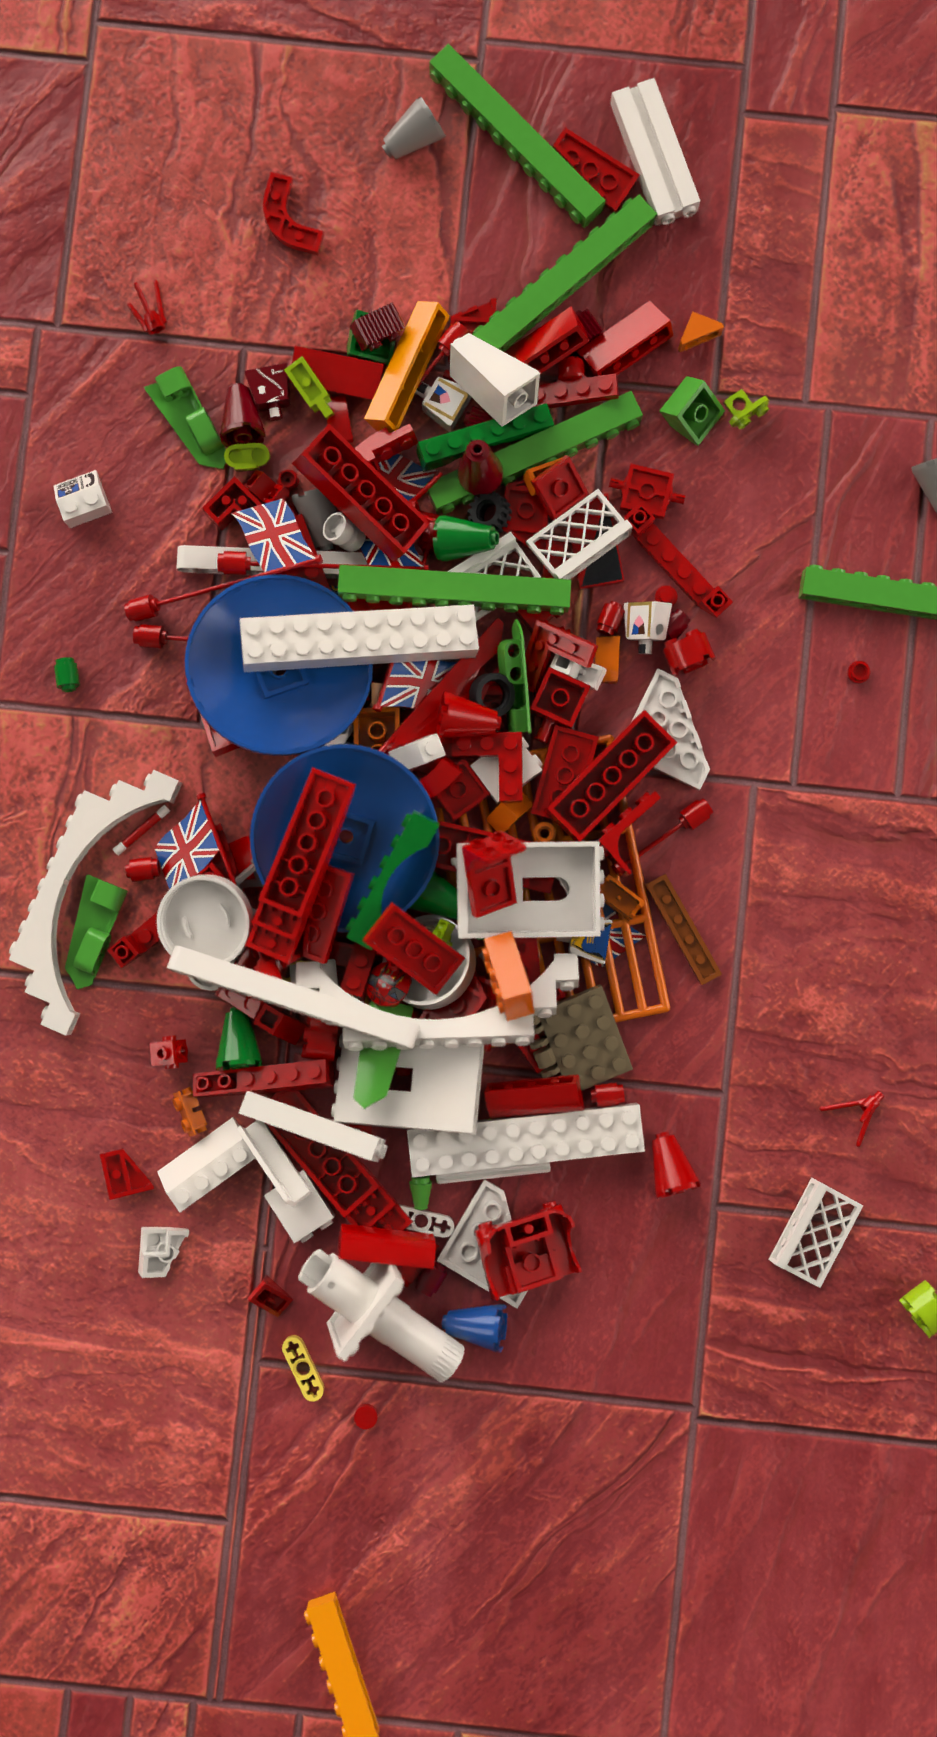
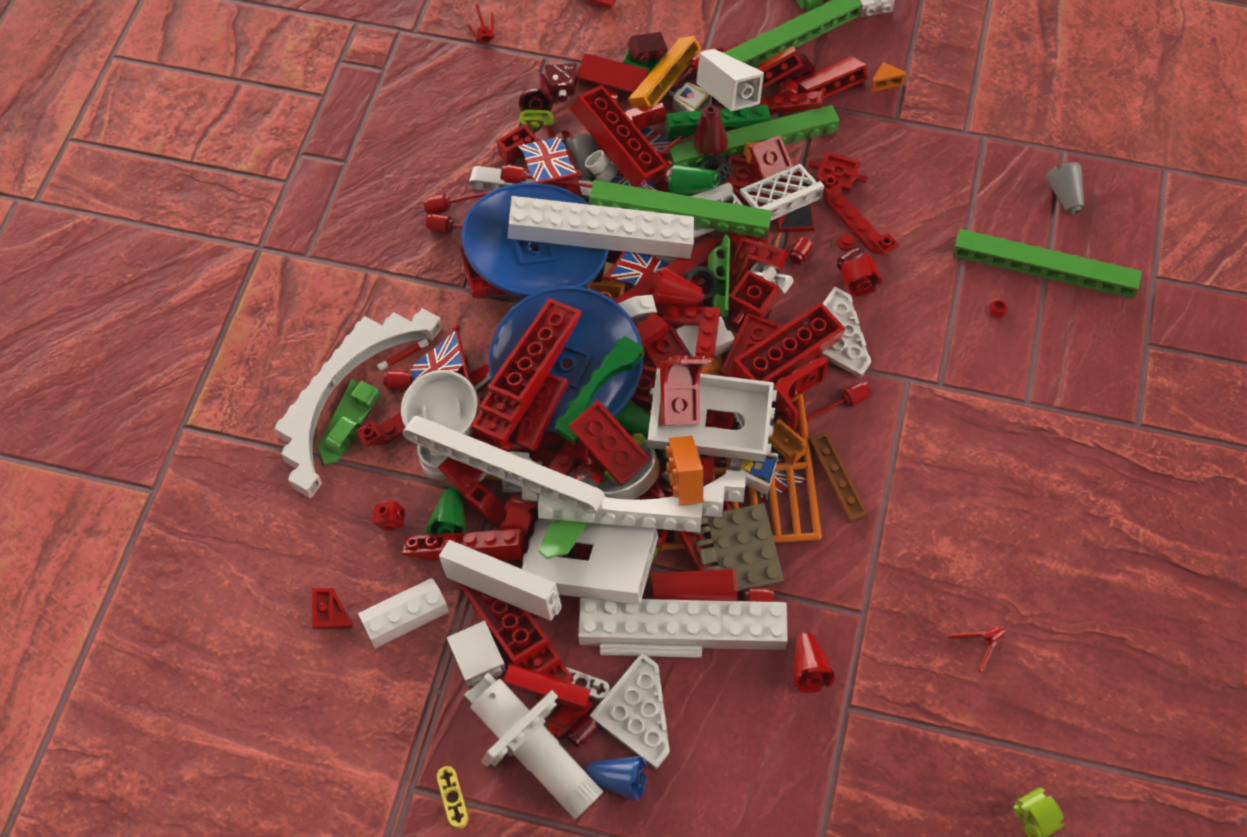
camera: 10 degrees right, 25 degrees down
(66, 674) = (369, 241): green brick -> none
(81, 499) = (408, 135): white slope -> none
(158, 1249) = (345, 677): white slope -> none
(184, 1104) = (393, 559): orange hinge -> none
(188, 418) = (497, 92): bright green panel -> none
(270, 1297) = (434, 727): red slope -> none
(275, 1162) = (462, 612): white panel -> none
(309, 387) = (589, 74): lime hinge -> none
(420, 1191) = (584, 656): bright green cone -> none
(527, 1251) = (672, 712): red piece -> none
(608, 657) = (797, 271): orange slope -> none
(646, 623) = (829, 252): white torso -> none
(692, 409) = (878, 124): bright green slope -> none
(741, 418) = (920, 128): lime bracket -> none
(797, 1228) = (920, 732): white fence -> none

